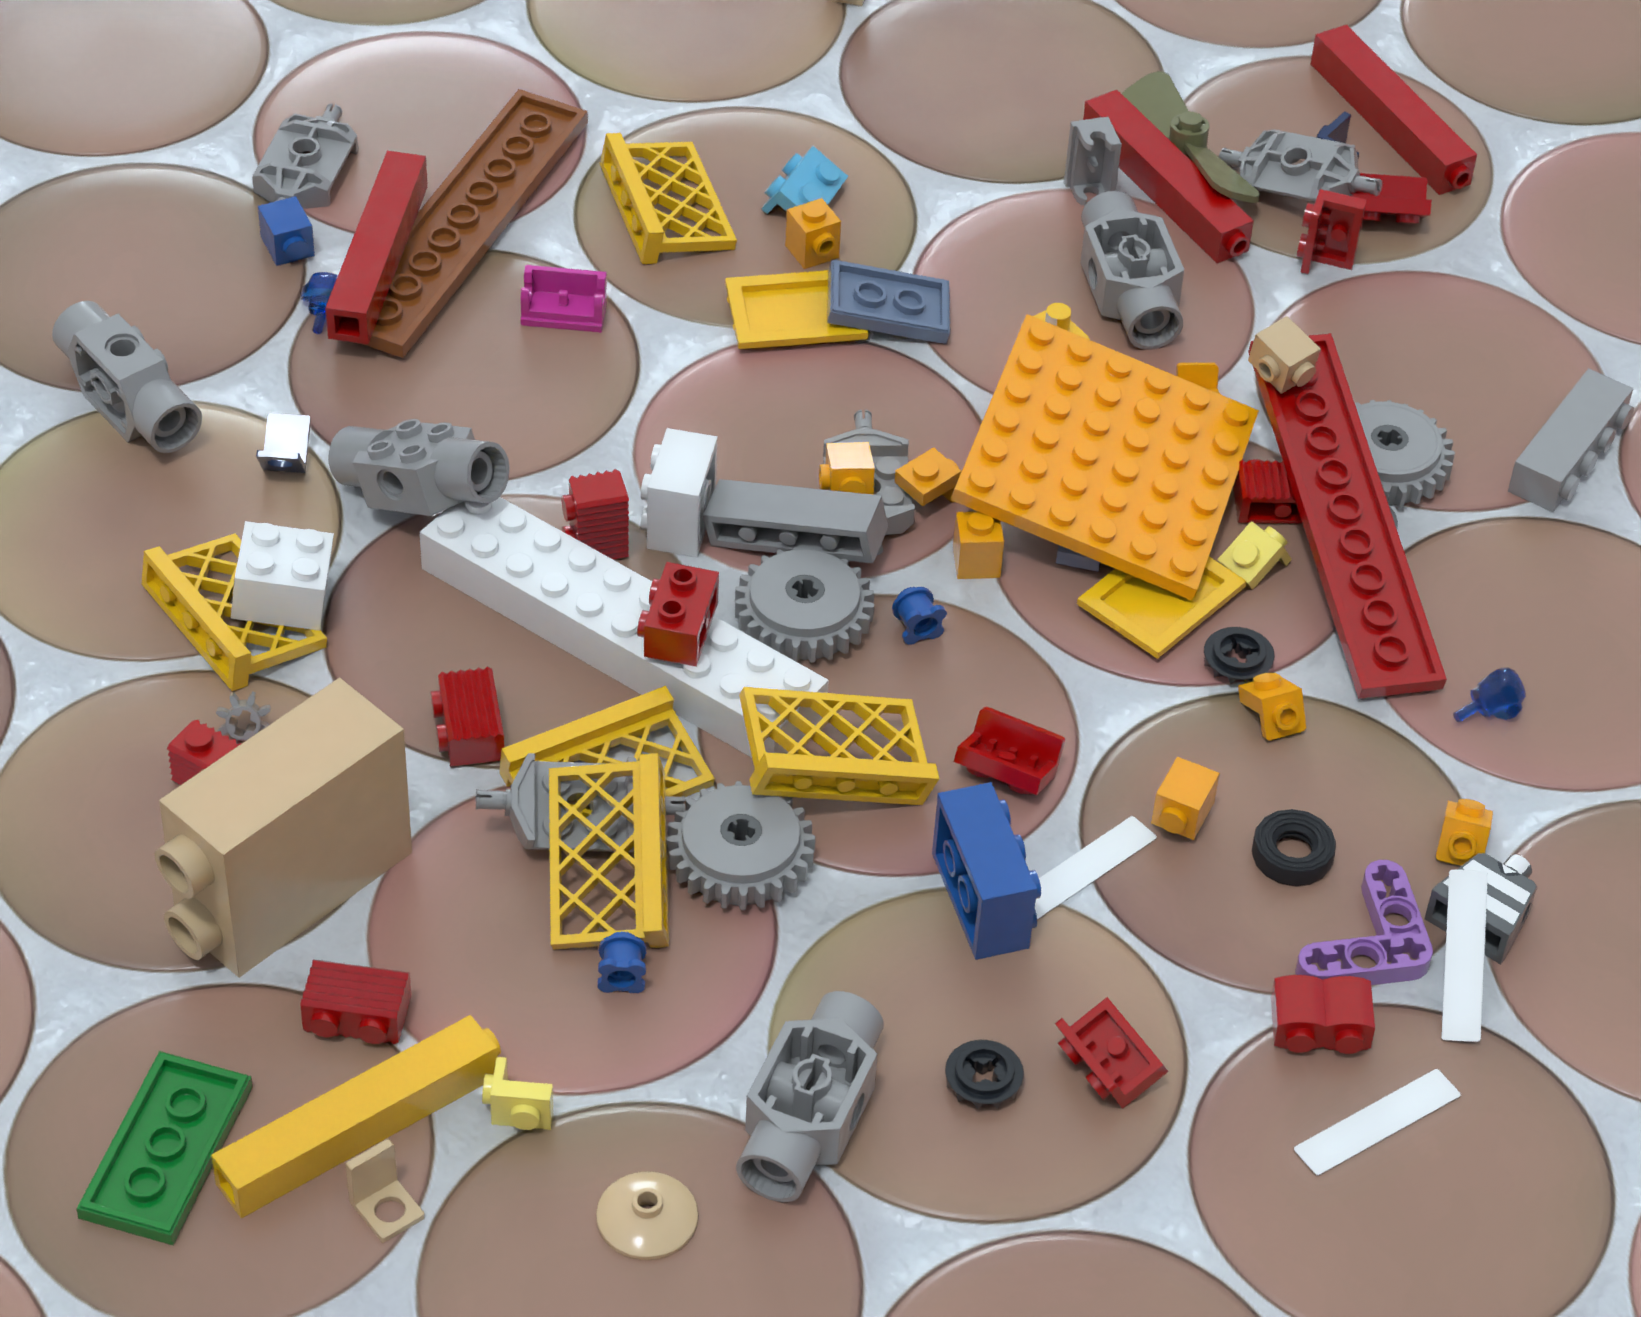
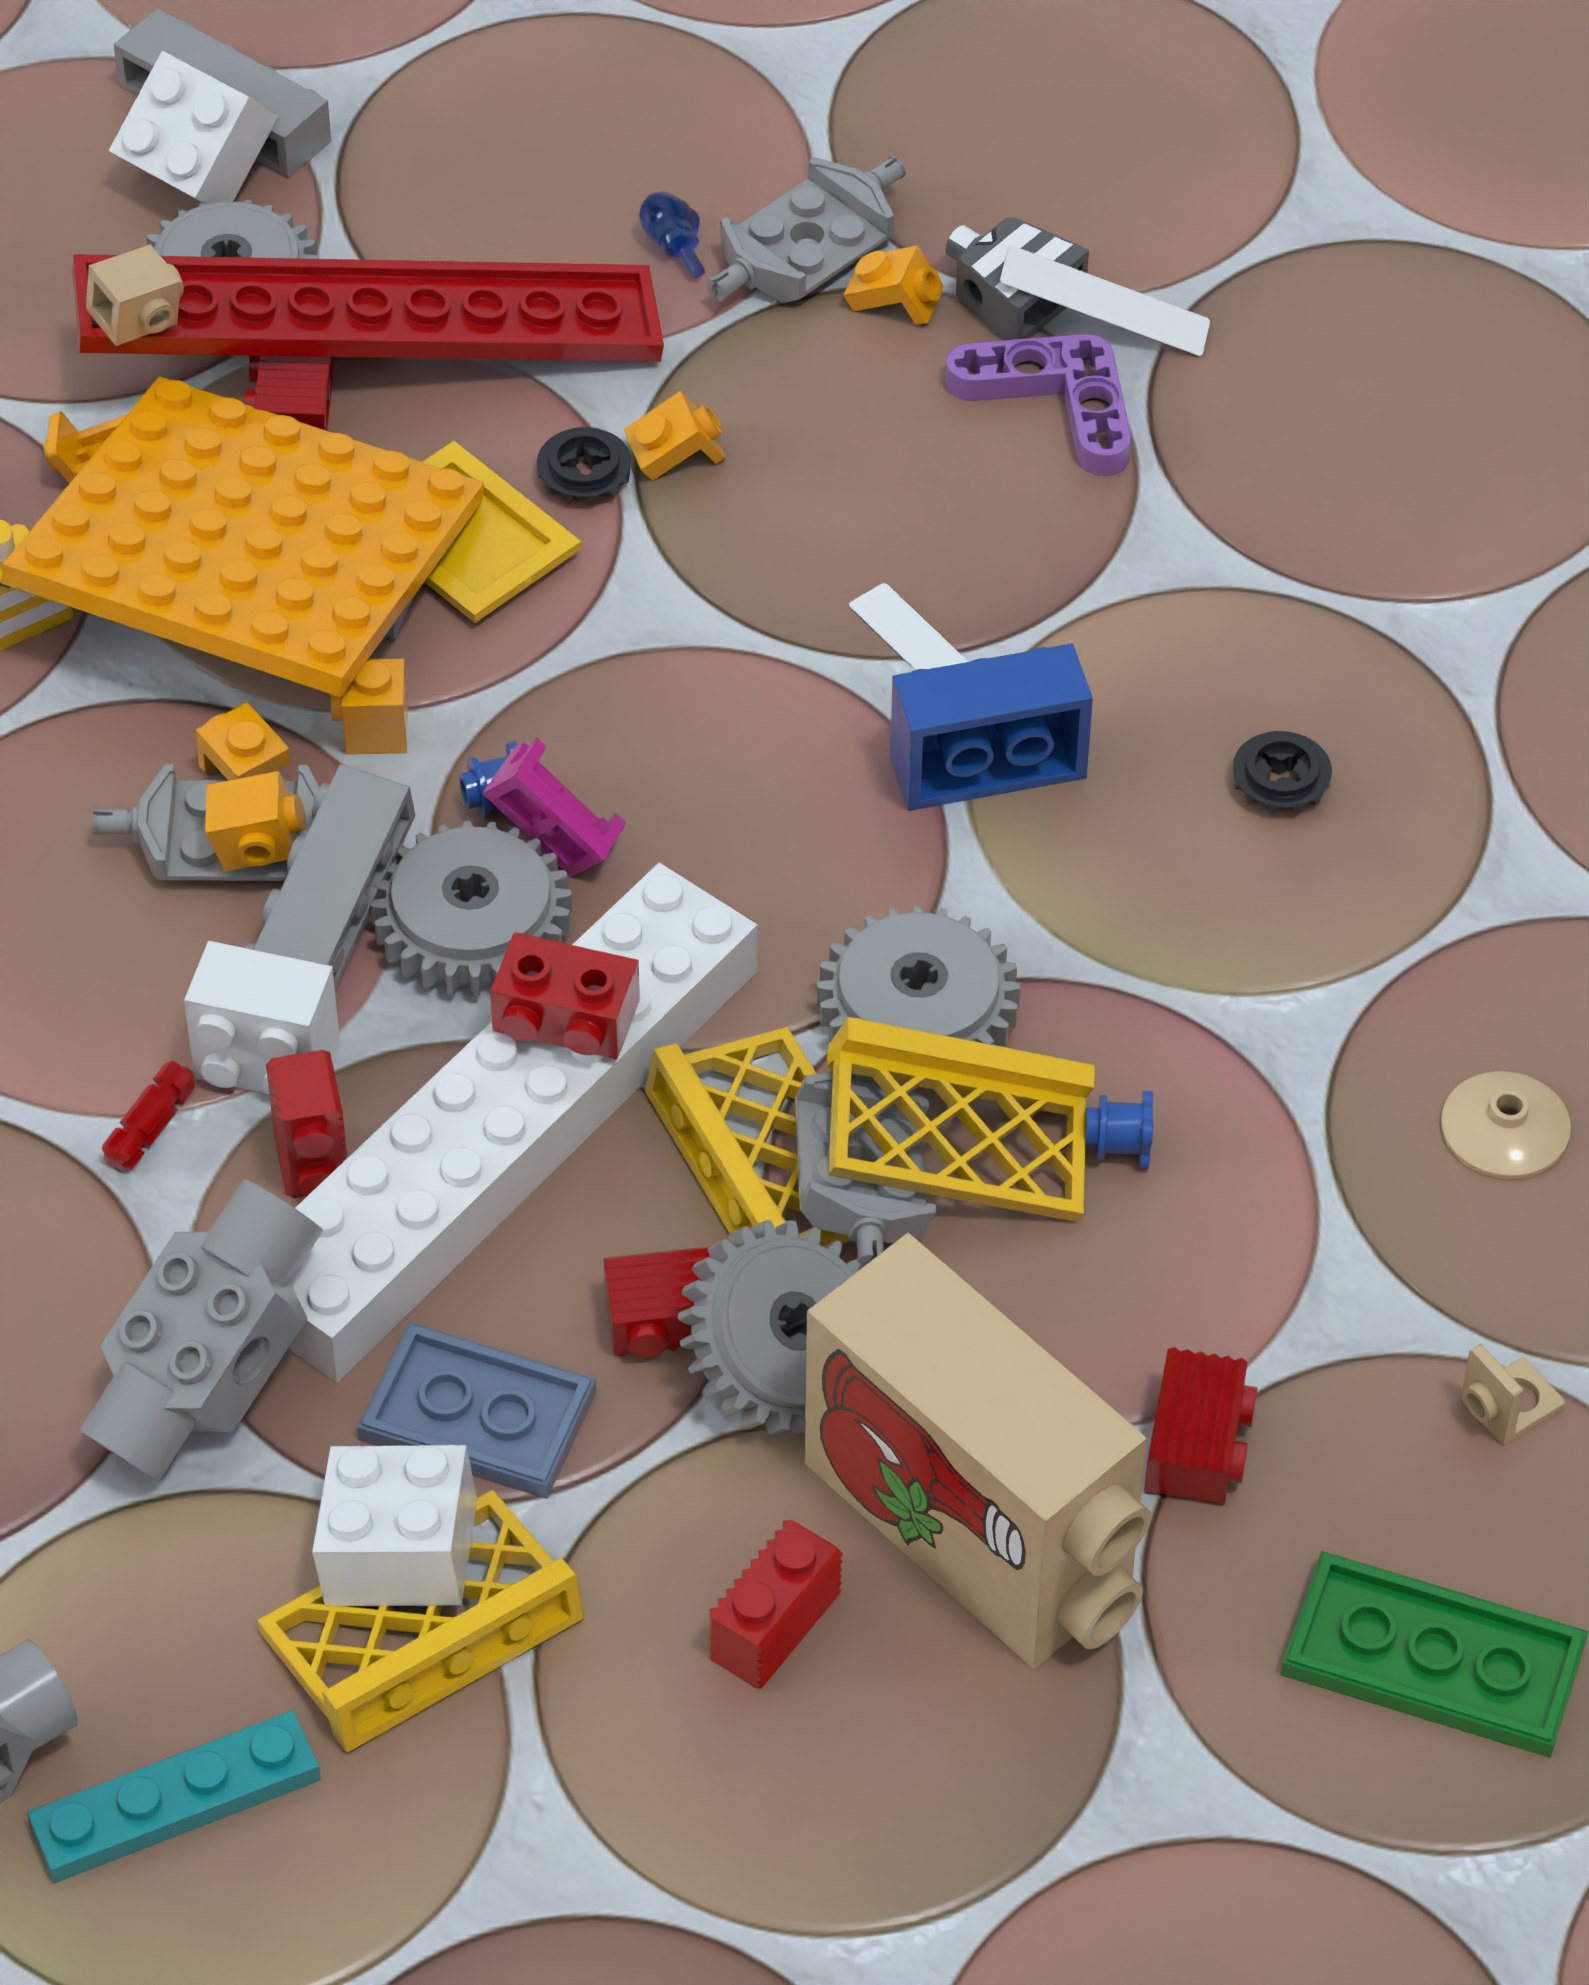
camera: 85 degrees left, 5 degrees up
(112, 504) = (173, 1796): none -> teal plate
(236, 709) = (675, 1577): light grey gear -> none
(285, 443) = (76, 1553): bracket -> none
(355, 1116) = (1391, 1422): yellow brick -> none
(393, 632) = (502, 1406): none -> sand blue tile
(459, 757) = (745, 1295): none -> light grey gear
(517, 1102) = (1350, 1261): light yellow bracket -> none
(626, 461) = (148, 1116): none -> red axle
(809, 1095) = (1344, 927): light grey brick -> none
(841, 774) = (823, 855): yellow fence -> none
(885, 631) = (550, 811): none -> dark pink hinge
(1011, 751) = (762, 702): red bracket -> none
(1113, 1051) = (1253, 640): red bracket -> none
(1185, 798) = (854, 529): light orange brick -> none
(1255, 553) = (407, 422): light yellow bracket -> none
(1290, 869) = (917, 474): black tyre -> none
(1322, 1013) = (1189, 443): red brick -> none
(1376, 1122) = (1325, 427): white sticker -> none
(1482, 753) = (834, 206): none -> light grey plate
(1504, 412) = (193, 131): none -> white brick

